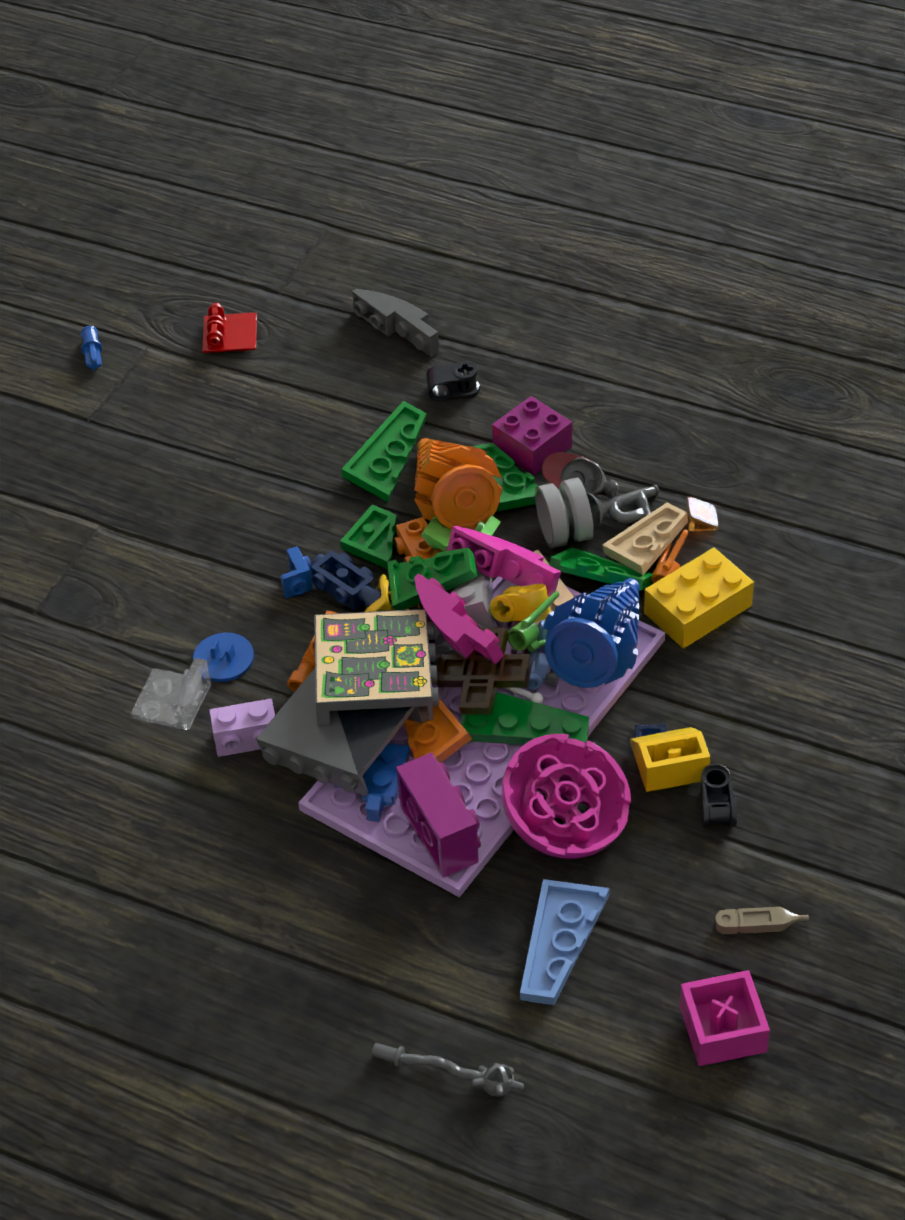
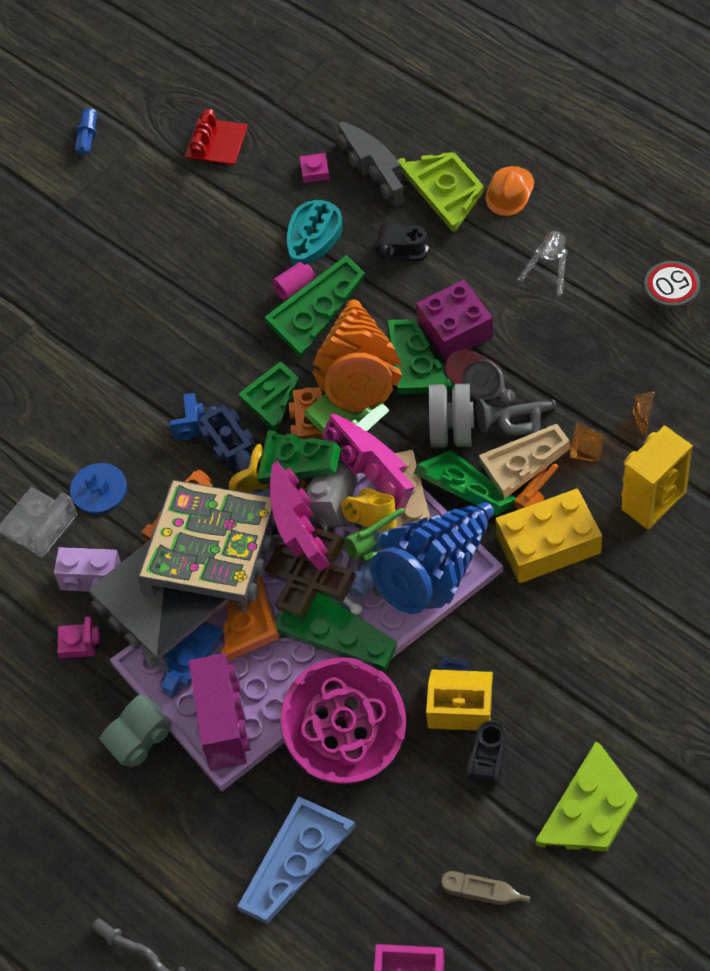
camera: 20 degrees right, 10 degrees up
(256, 795) = (78, 639): none -> dark pink bracket
(338, 337) = (314, 167): none -> dark pink plate
(352, 859) = (136, 731): none -> sand green brick
(356, 434) = (293, 280): none -> dark pink brick
(367, 399) = (319, 242): none -> teal piece
(475, 327) = (444, 185): none -> lime wing
(538, 322) = (509, 191): none -> orange piece
(601, 359) = (550, 249): none -> clear plant
(728, 366) = (672, 284): none -> piece
(745, 475) = (642, 410): none -> clear orange slope
(786, 520) = (655, 476): none -> yellow brick
(834, 821) = (591, 806): none -> lime wing

